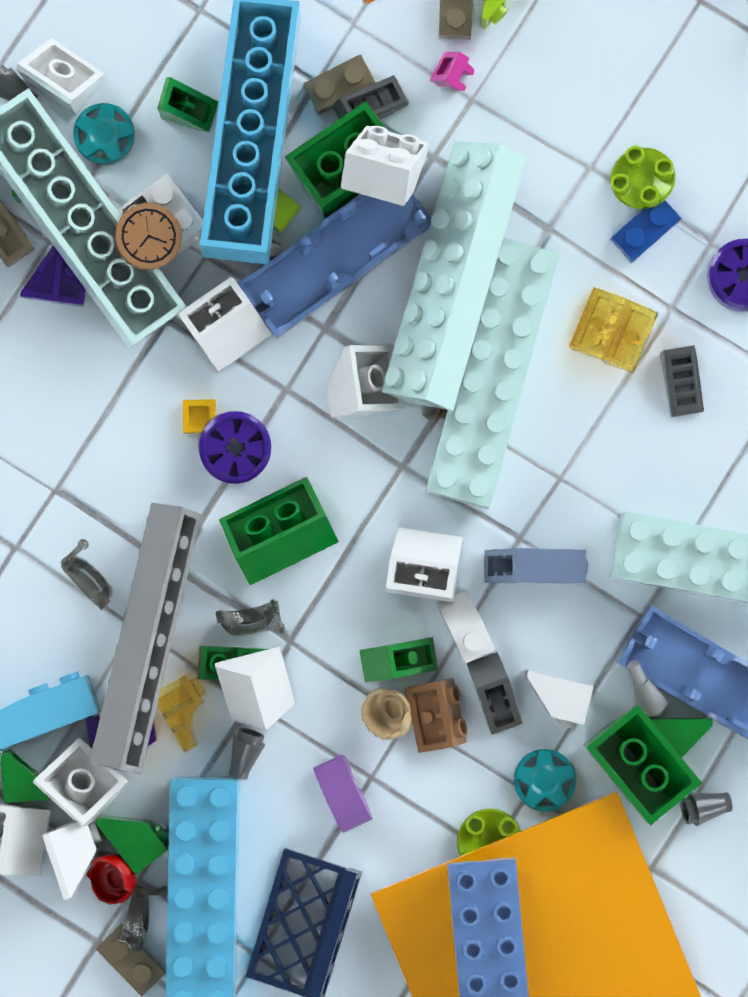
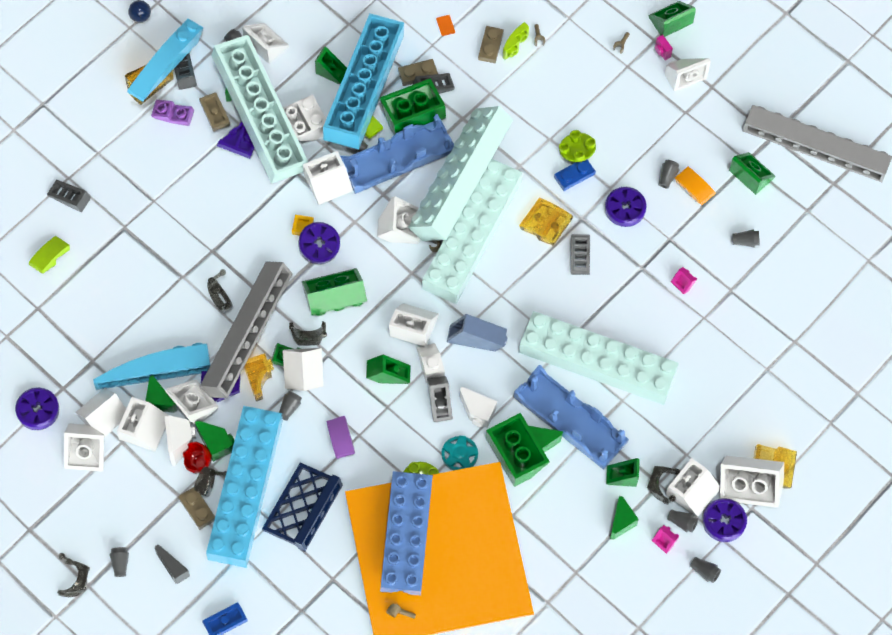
camera: 10 degrees right, 20 degrees down
(104, 133) = (283, 74): teal wheel -> none
(148, 236) = (295, 121): medium nougat tile -> none
(384, 165) = (433, 106): white slope -> none
(386, 713) = (375, 397): tan hair -> none
(436, 715) = (404, 405): medium nougat bracket -> none
(450, 70) = (480, 74): dark pink tile -> none
(645, 692) = (527, 411): light grey cone -> none
(702, 807) = (550, 483): dark grey cone -> none

